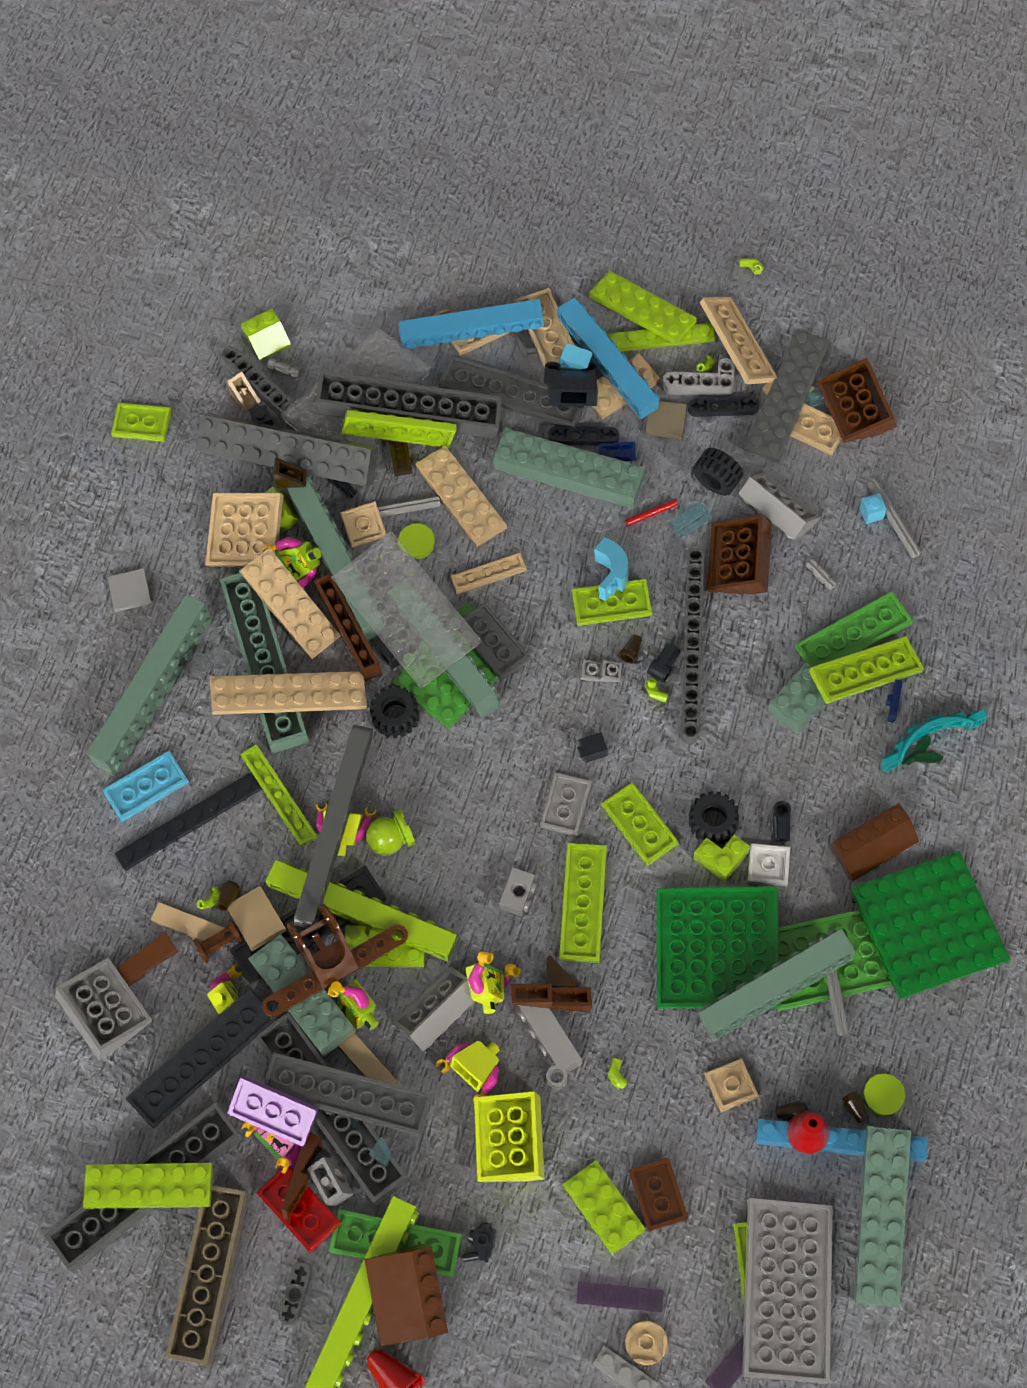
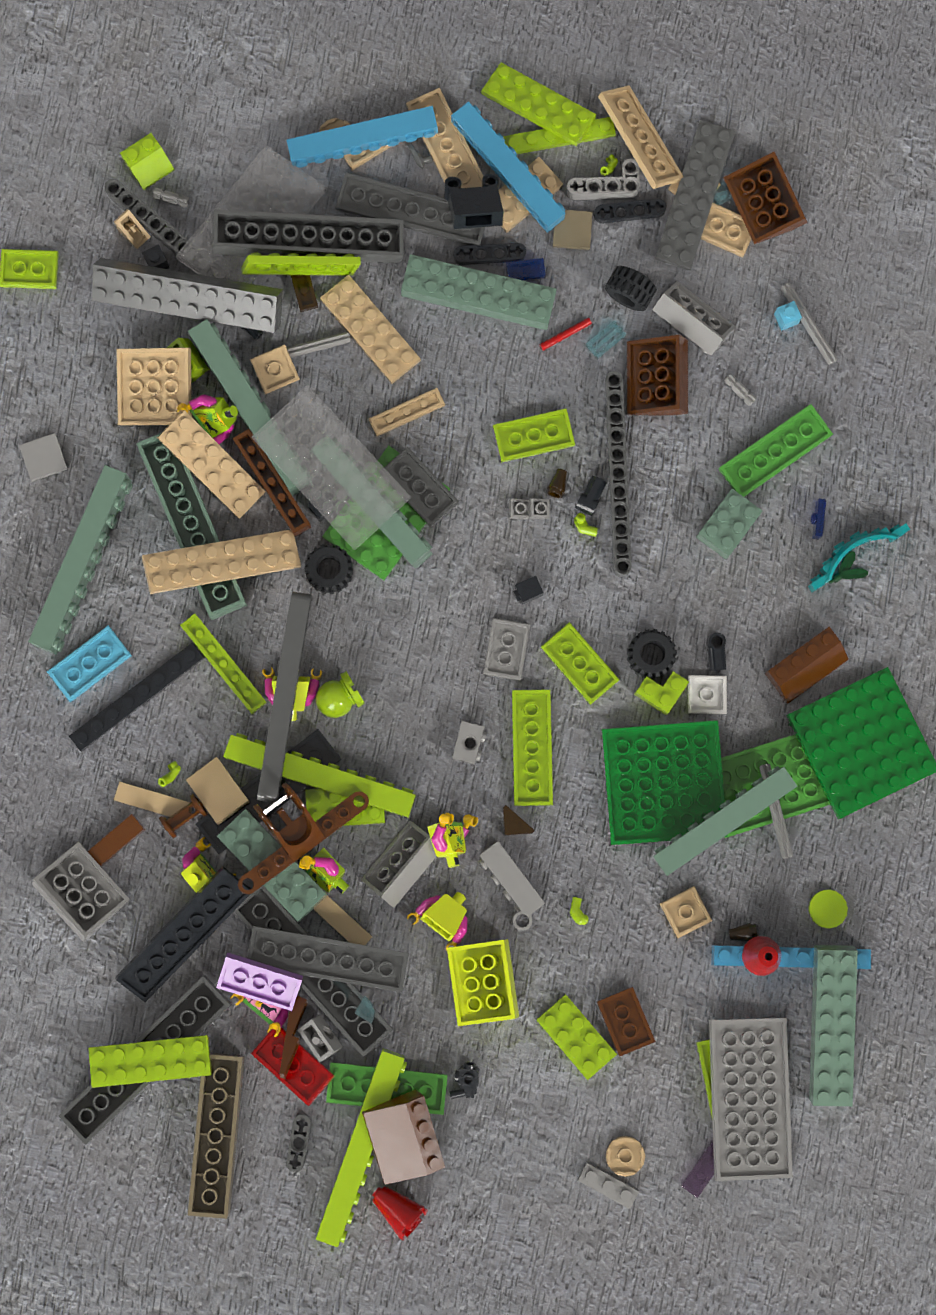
camera: 15 degrees left, 15 degrees up
(228, 893) = (187, 767): dark brown cone -> none
(288, 475) = (195, 328): dark brown slope -> none
(417, 540) = (330, 382): lime tile -> none
(550, 997) = (511, 846): reddish brown slope -> none
(574, 358) = (474, 172): medium azure slope -> none
(613, 557) = (534, 390): medium azure arch -> none
(619, 1297) = (597, 1117): clear purple tile -> none
(752, 263) = (649, 45): lime arm -> none
(855, 1105) = (802, 922): dark brown cone -> none
(866, 670) = (790, 491): lime plate -> none

